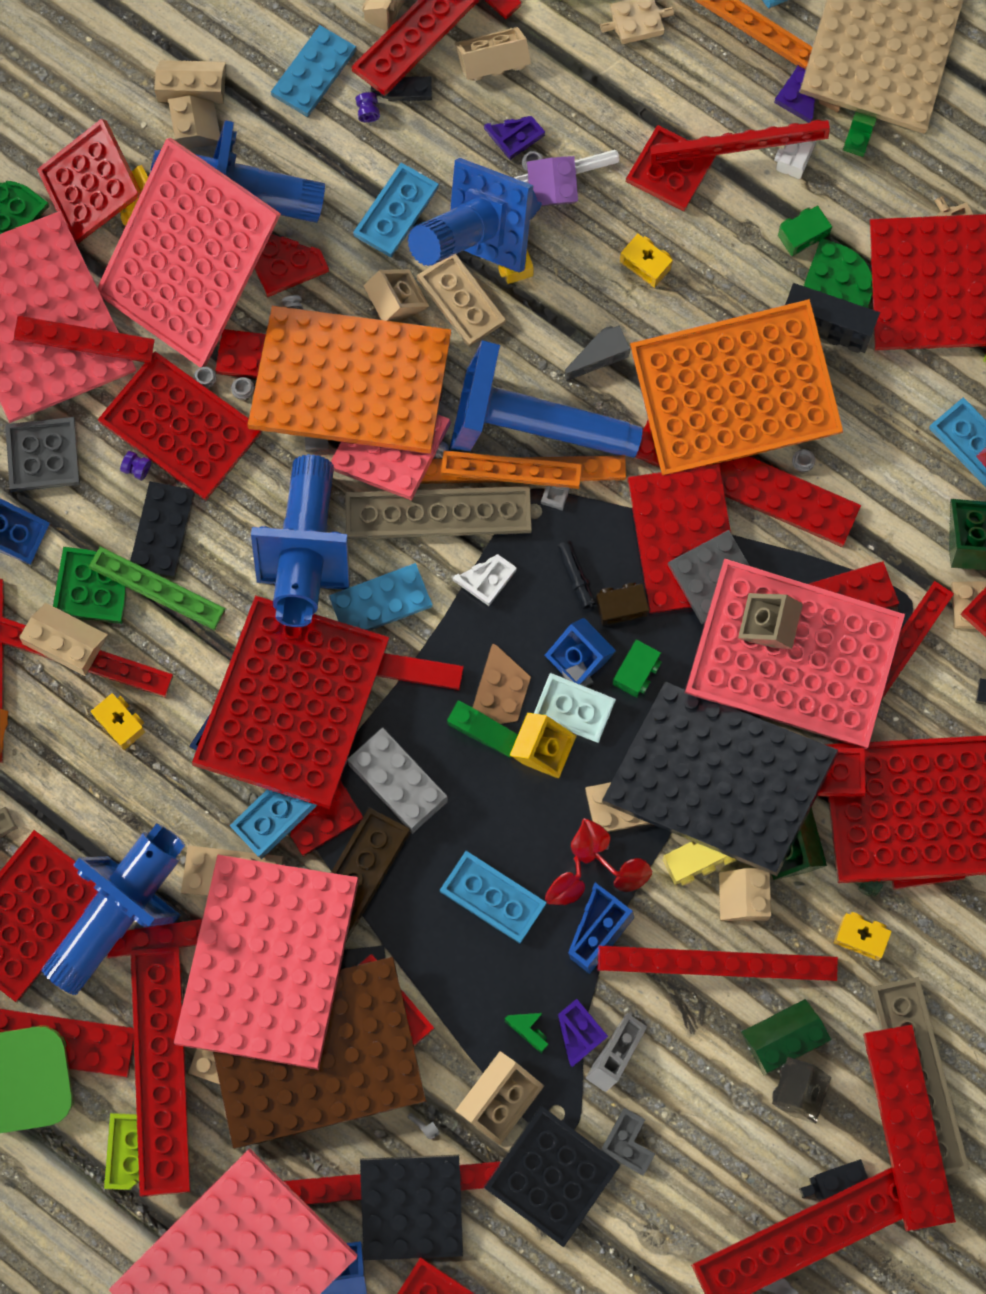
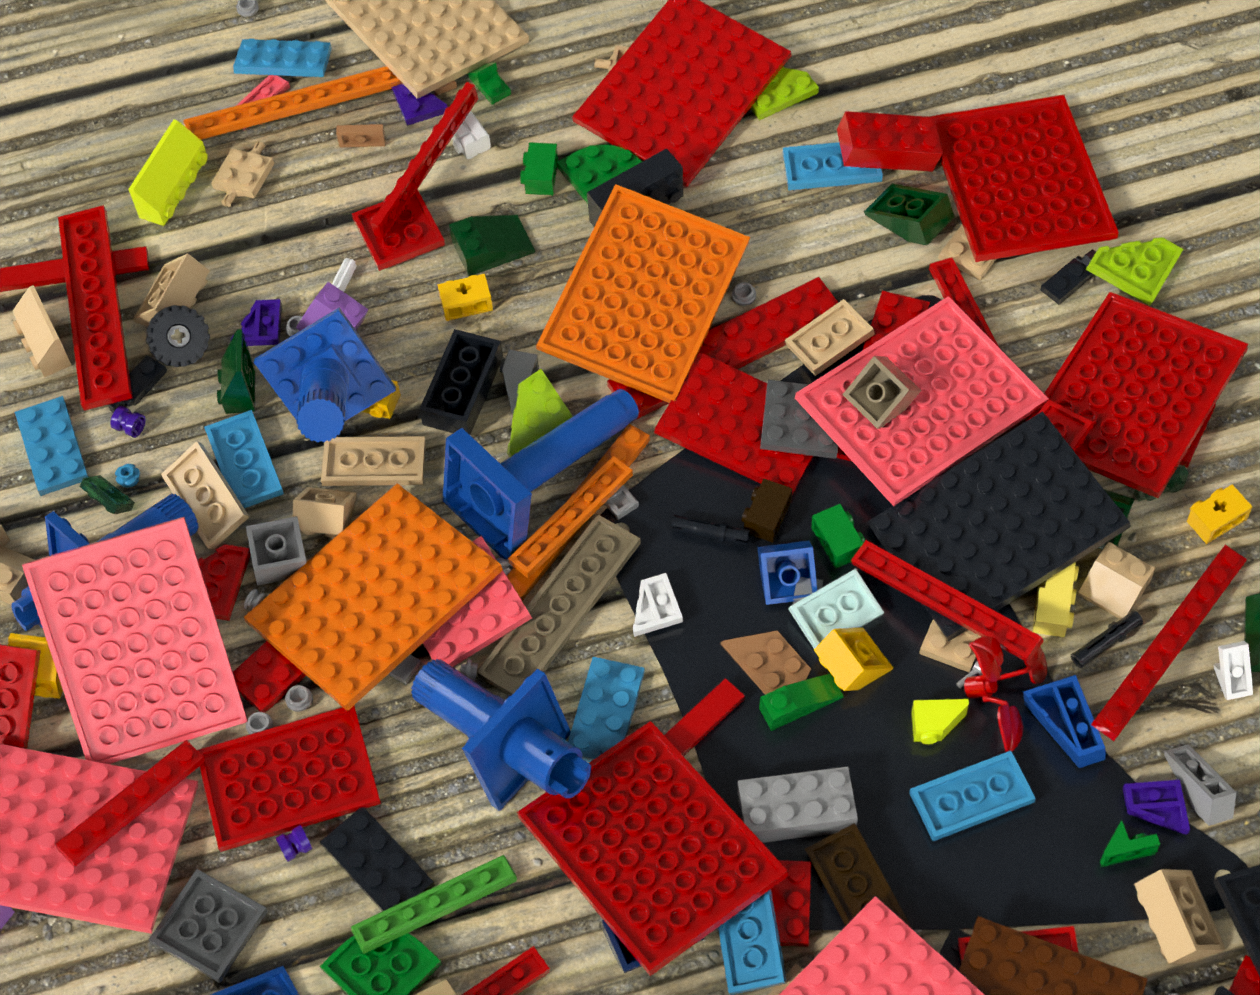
camera: 50 degrees left, 15 degrees down
(301, 139) = (106, 494): none -> clear green plate
(327, 146) = (129, 480): none -> dark azure plate
(337, 286) = (275, 549): none -> light grey slope
(341, 487) = (469, 669): none -> light grey plate
(346, 206) = (208, 494): none -> tan plate
(462, 146) = (237, 377): none -> dark green slope
(469, 82) = (170, 351): none -> black bush
(535, 834) = (936, 718): none -> neon yellow slope
(567, 312) = (461, 382): none -> black brick
(577, 385) = (536, 411): none -> lime plate
(625, 781) = (947, 601): none -> red plate
(692, 917) = (1116, 632): none -> black pin
(710, 242) = (489, 241): none -> dark green slope
(729, 1025) = (1234, 670): none -> white slope
(732, 75) = (361, 135): none -> medium nougat plate
(808, 549) = (829, 337): none -> tan plate

